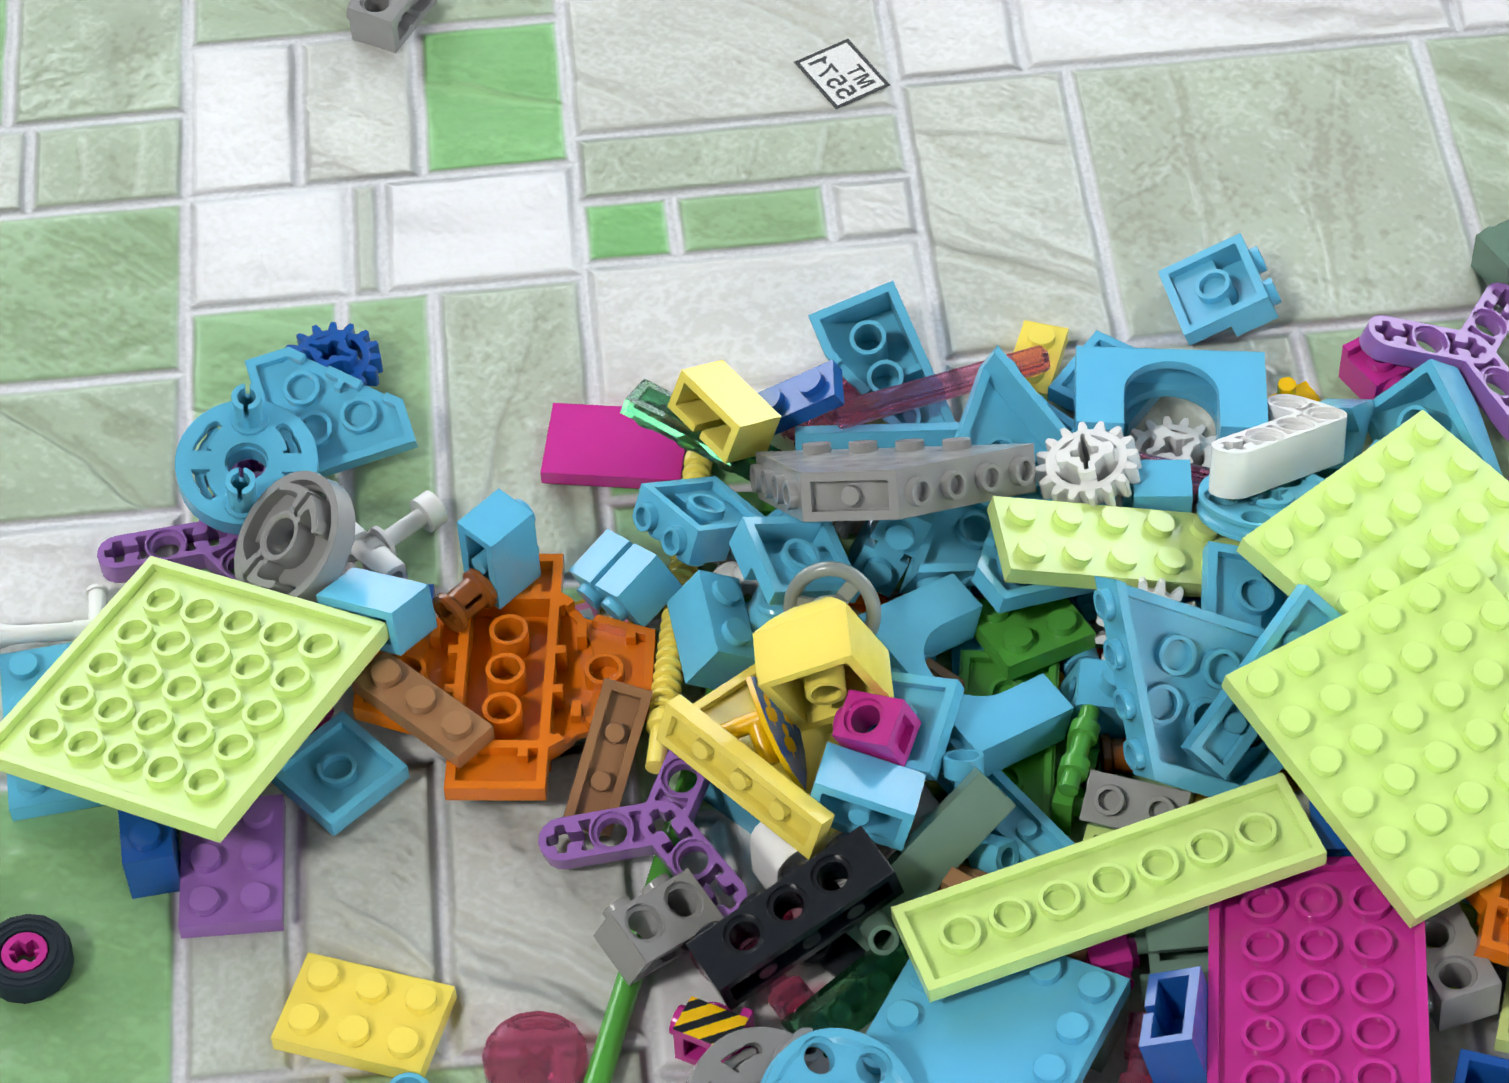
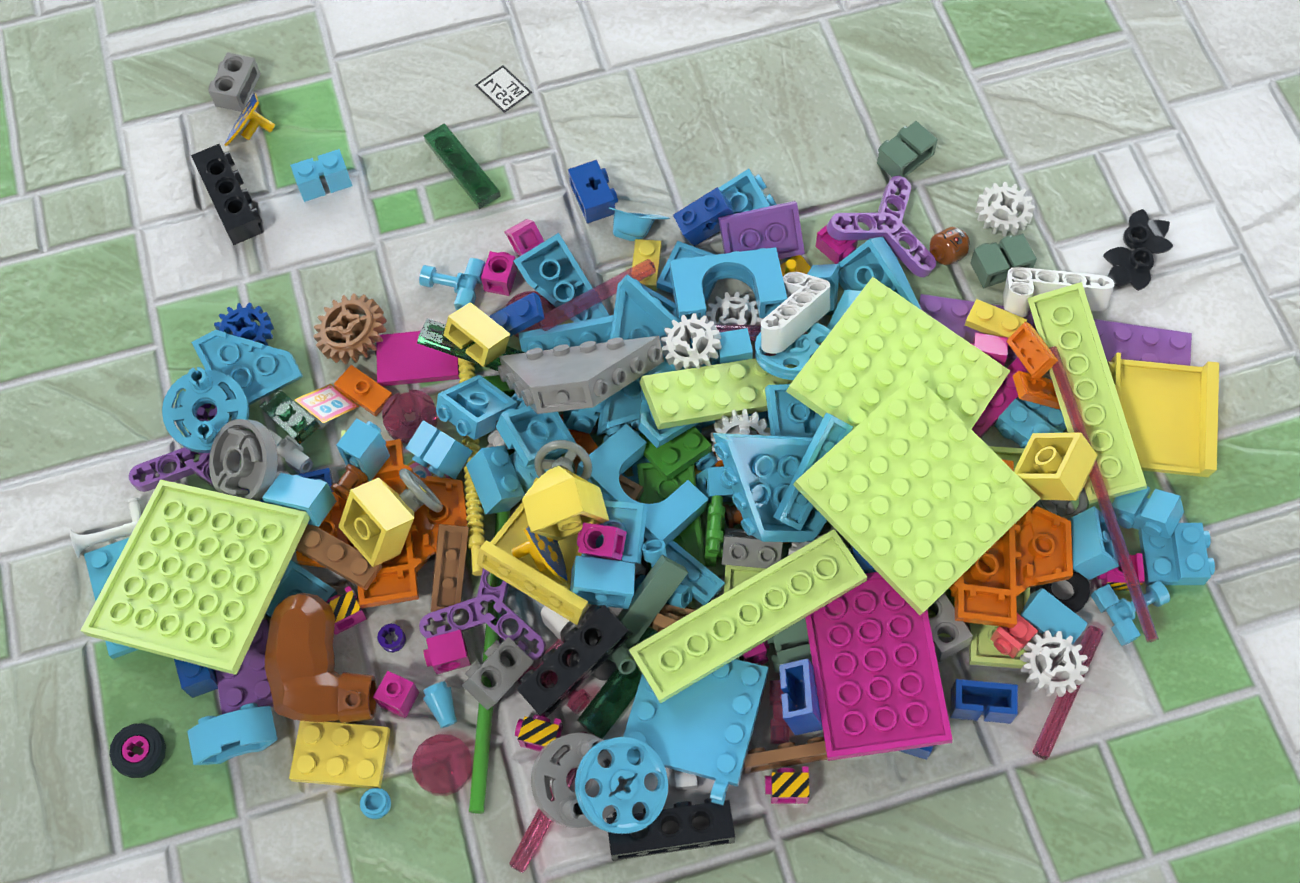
camera: 10 degrees left, 15 degrees up
(190, 953) = (232, 734): none -> medium azure brick
(331, 867) = (303, 663): none -> dark orange piece
(346, 164) = (225, 192): none -> black brick
(384, 498) = (290, 416): none -> clear green plate
(411, 802) = (346, 611): none -> brick
(416, 64) = (255, 121): none -> yellow shield
(446, 488) = (326, 403): none -> sticker
(478, 937) = (396, 694): none -> dark pink brick
(492, 869) = (395, 646): none -> dark purple bush
(506, 655) = (380, 518): none -> light yellow piece
(511, 385) = (354, 332): none -> medium nougat gear
(511, 473) = (363, 390): none -> orange plate
(531, 150) = (308, 174): none -> medium azure piece
(551, 963) = (440, 702): none -> medium azure cone
(568, 512) = (399, 405): none -> clear pink plate
(576, 887) = (447, 652): none -> dark pink brick
(714, 345) = (463, 284): none -> medium azure bar
(748, 174) = (462, 166): none -> clear green plate
(780, 339) = (501, 282): none -> dark pink brick
(832, 285) = (524, 236): none -> dark pink brick
(964, 239) = (592, 191): none -> blue brick
(1022, 295) = (633, 225): none -> medium azure piece
(1151, 297) = (700, 217): none -> blue brick
(1257, 321) = (764, 228): none -> medium lavender plate

